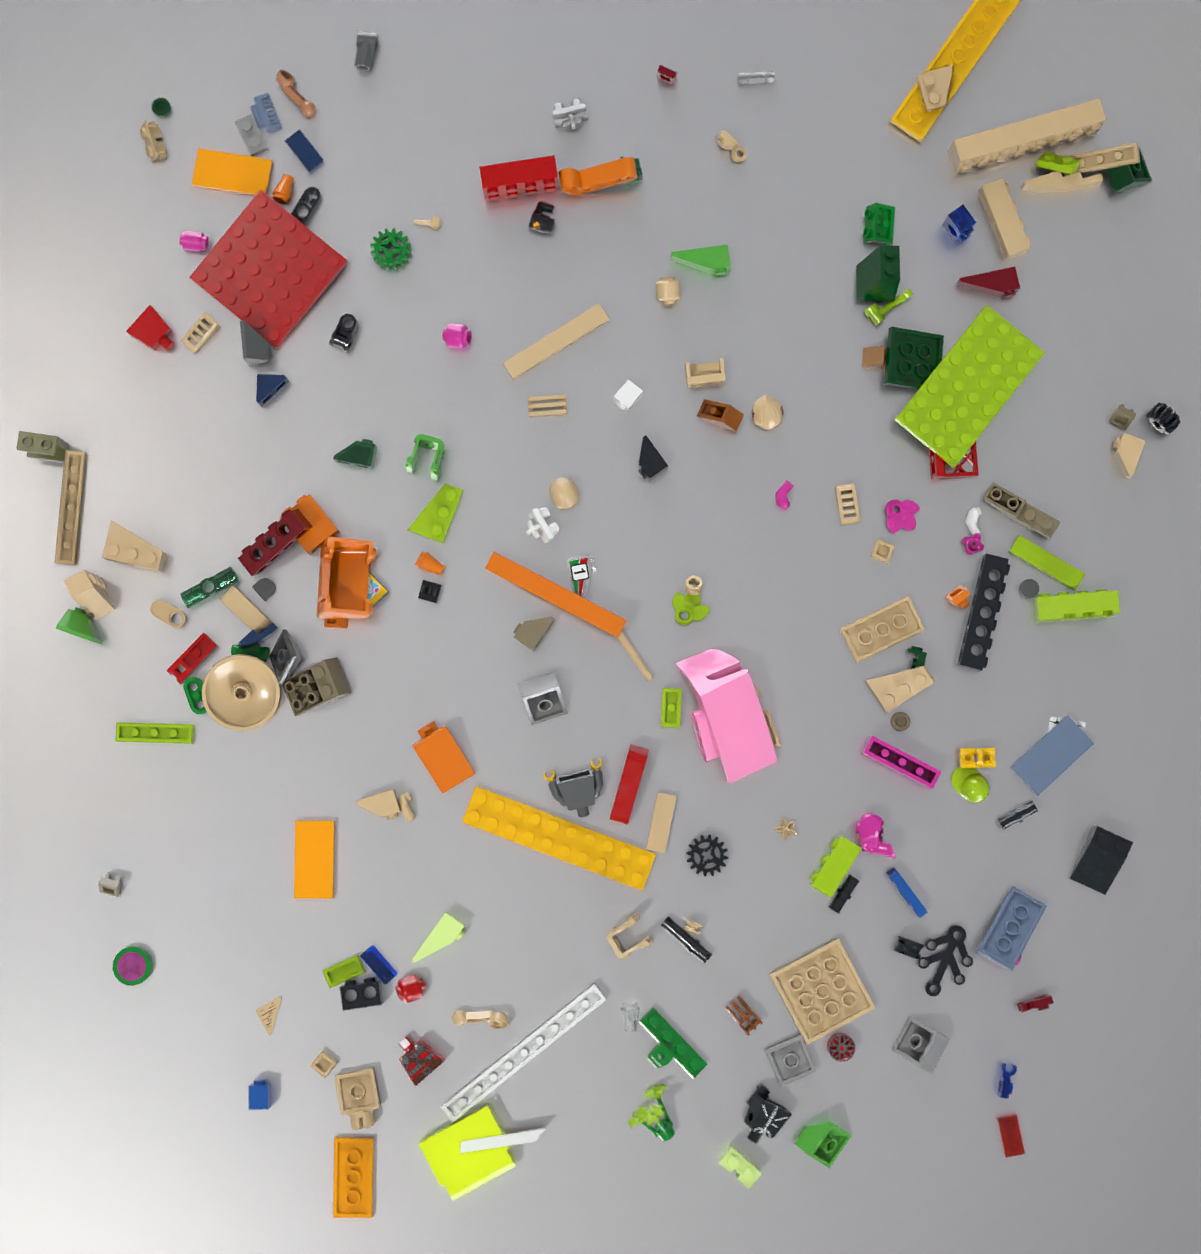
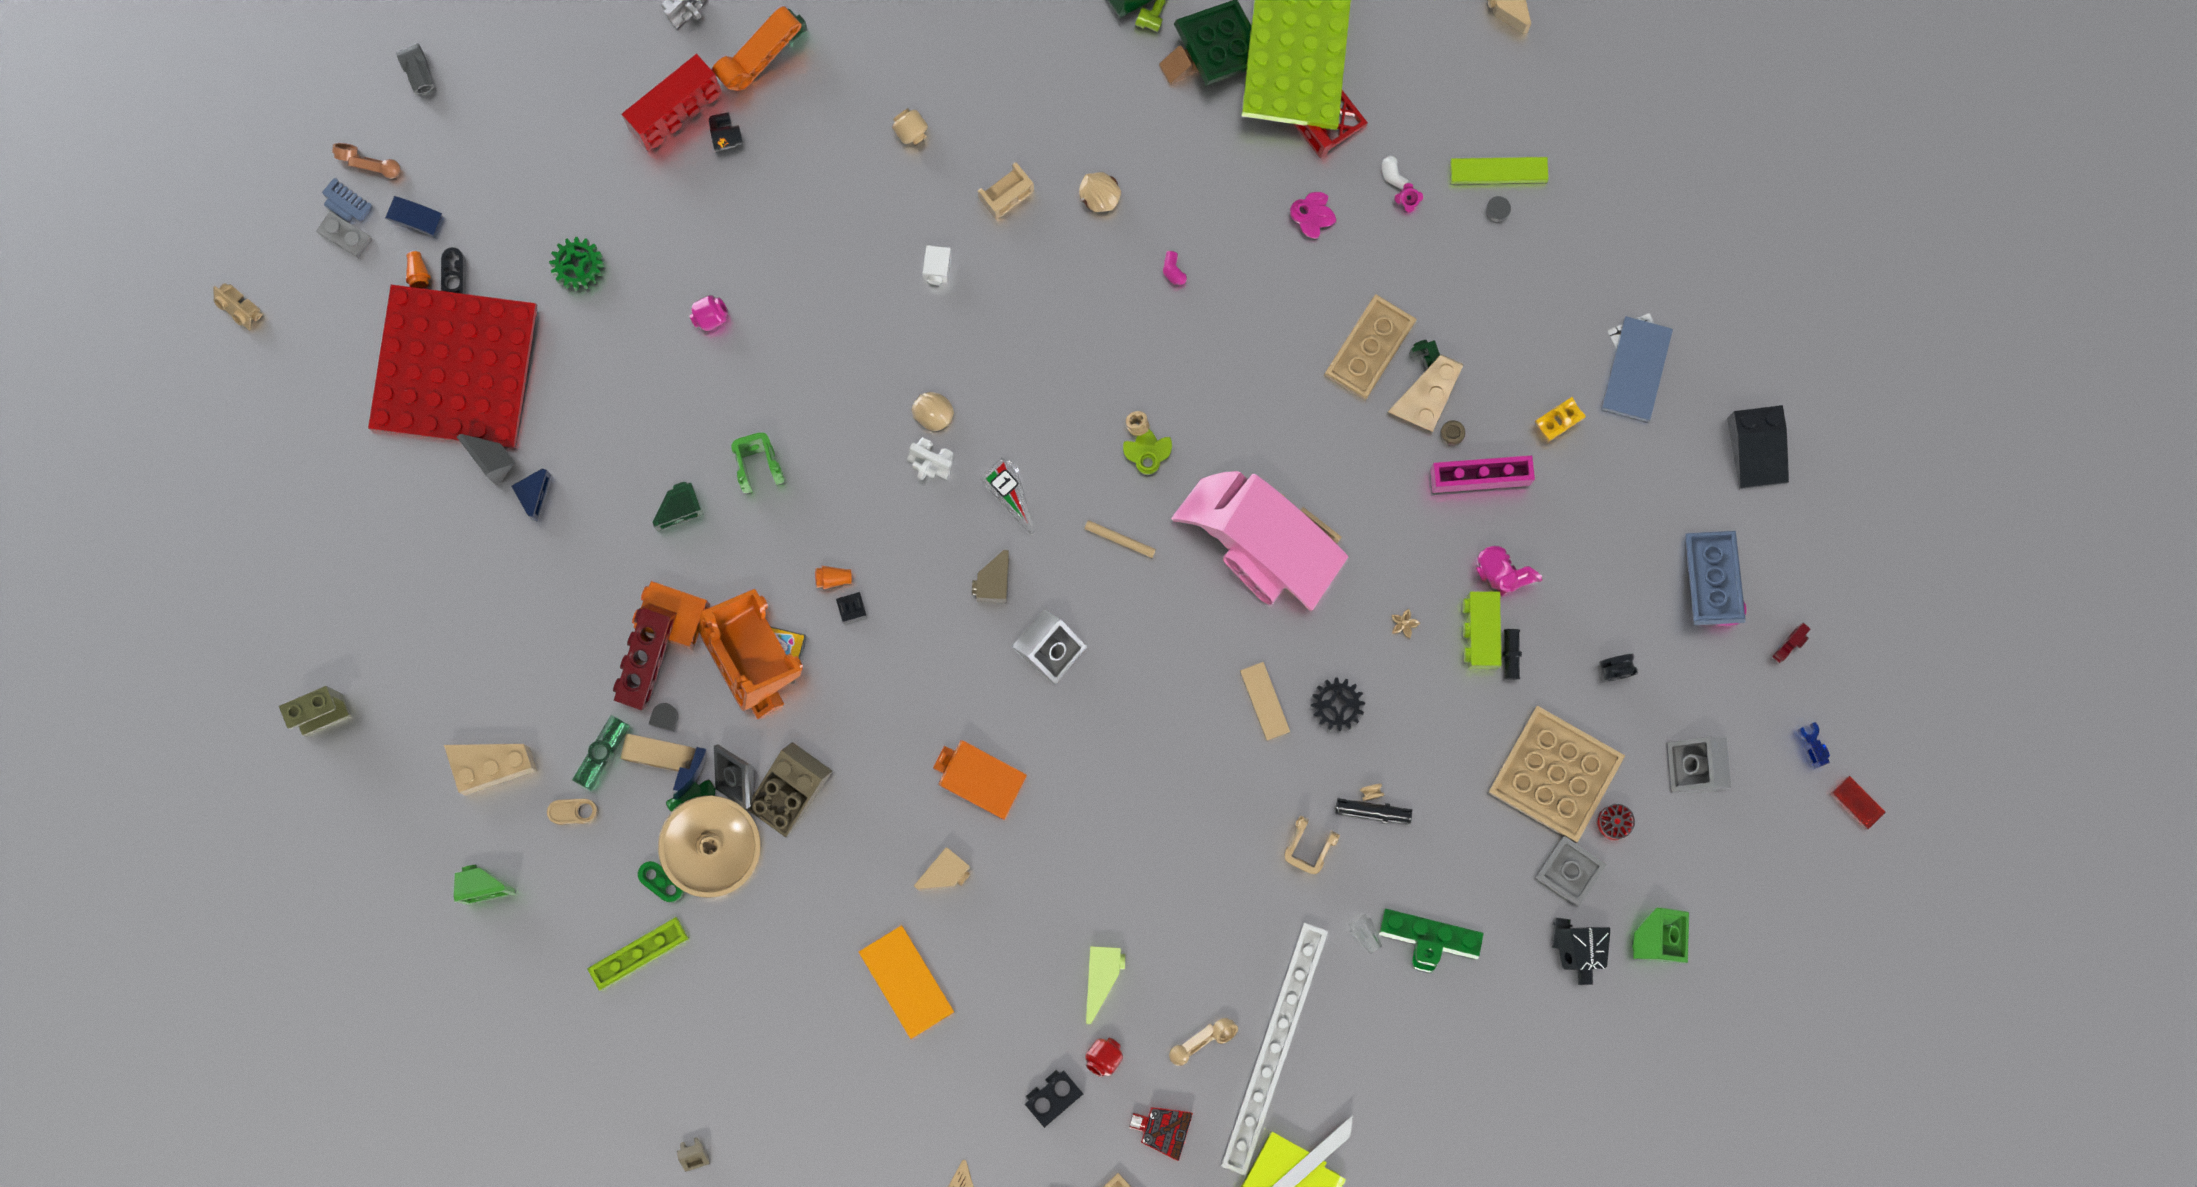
camera: 35 degrees left, 5 degrees down
(69, 507) = (387, 762): tan tile -> none
(89, 591) = (466, 838): tan wedge -> none
(151, 330) = (361, 511): red torso -> none
(161, 107) = (223, 264): dark green tile -> none
(192, 658) = (630, 843): red plate -> none
(194, 241) = (349, 385): dark pink brick -> none
(205, 337) = (411, 470): tan slope -> none
(231, 172) = (346, 287): light orange tile -> none
(343, 333) = (581, 388): black piece -> none
(344, 971) = (1017, 1086): lime tile -> none
(378, 964) = (1052, 1052): clear blue slope -> none
(403, 800) = (971, 859): tan arm -> none
(434, 223) = (607, 209): tan hand -> none
(438, 514) = (808, 519): lime wing -> none
(547, 405) = (852, 319): tan tile -> none
(556, 341) = (821, 255): tan tile -> none
(556, 594) = (993, 523): orange tile -> none
(559, 838) = (1163, 788): yellow plate -> none
(577, 789) = (1150, 720): dark grey torso -> none
(629, 784) = (1204, 680): red beam -> none
(650, 461) = (1005, 318): black slope -> none
(663, 1128) = (1480, 1032): plant -> none
(671, 707) = (1196, 570): lime plate -> none
(707, 259) = (930, 70): bright green slope -> none
(720, 414) = (1050, 224): dark orange slope -> none
(746, 1171) = (1579, 1019): yellowish green brick -> none
(749, 1028) = (1490, 854): dark orange arm -> none
(838, 489) = (1241, 242): tan slope -> none
(882, 551) = (1317, 264): tan tile -> none
(906, 892) = (1578, 610): blue beam -> none
(946, 957) = (1665, 654): black plant -> none
(958, 597) = (1430, 262): orange tile -> none
(970, 784) = (1570, 453): lime cap -> none
(1001, 568) = (1479, 321): black brick -> none
(1017, 815) = (1642, 454): black pin -> none
(1021, 511) = (1434, 133): dark tan slope -> none
(1076, 606) = (1561, 194): lime wedge -> none

